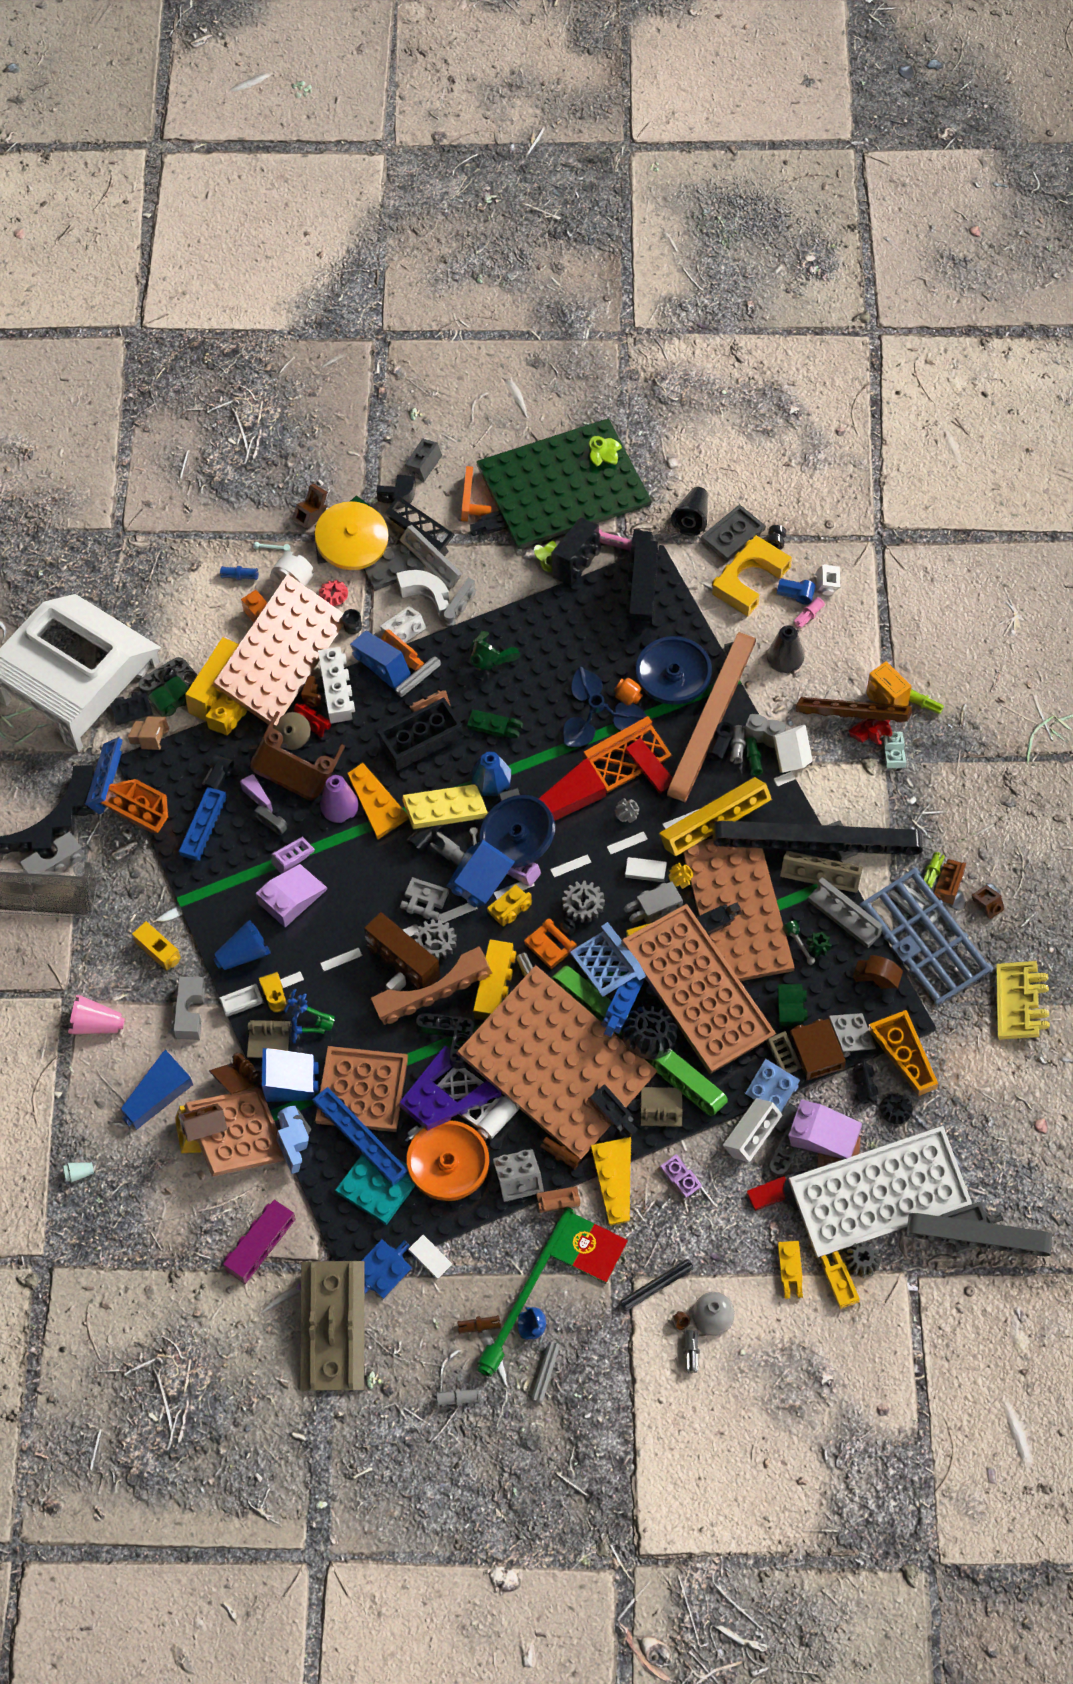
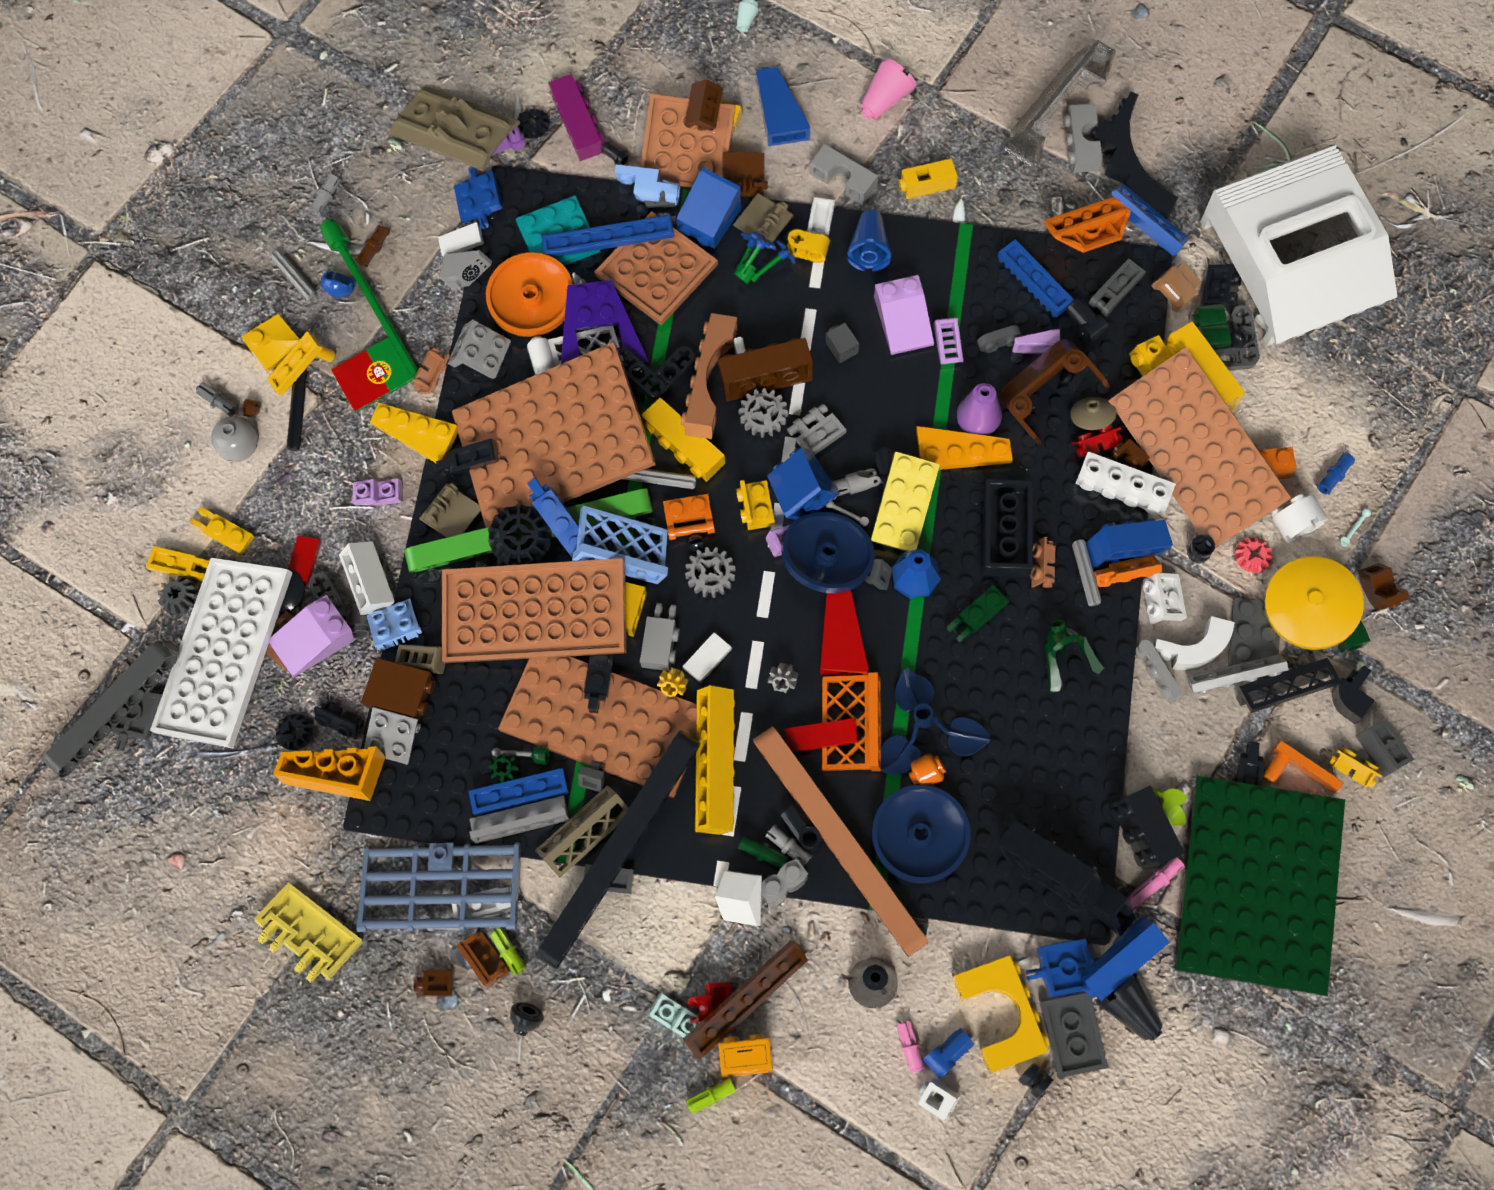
camera: 125 degrees right, 10 degrees up
(176, 768) = (1117, 287): none -> dark grey plate
(275, 1186) = (618, 156): none -> black pin
(284, 1286) = (541, 120): none -> black gear
(342, 921) = (842, 342): none -> dark grey brick
(447, 464) = (1363, 773): none -> yellow hinge
(457, 1234) = (463, 268): none -> light grey slope
(560, 1153) = (470, 396): reddish brown pin -> none
(605, 452) = (1272, 953): lime plate -> none
(614, 1344) = (271, 342): none -> yellow plate
(622, 1302) = (297, 361): none -> yellow piece
(669, 523) = (1123, 958): none -> blue slope
(695, 555) = (1062, 967): none -> blue plate
(781, 886) = (591, 777): none -> dark grey tile
(790, 1005) = (460, 696): dark green brick -> none
(824, 922) = (518, 792): none -> blue gear
(880, 970) = (428, 803): reddish brown brick -> none
(964, 831) = (525, 1018): none -> black brick

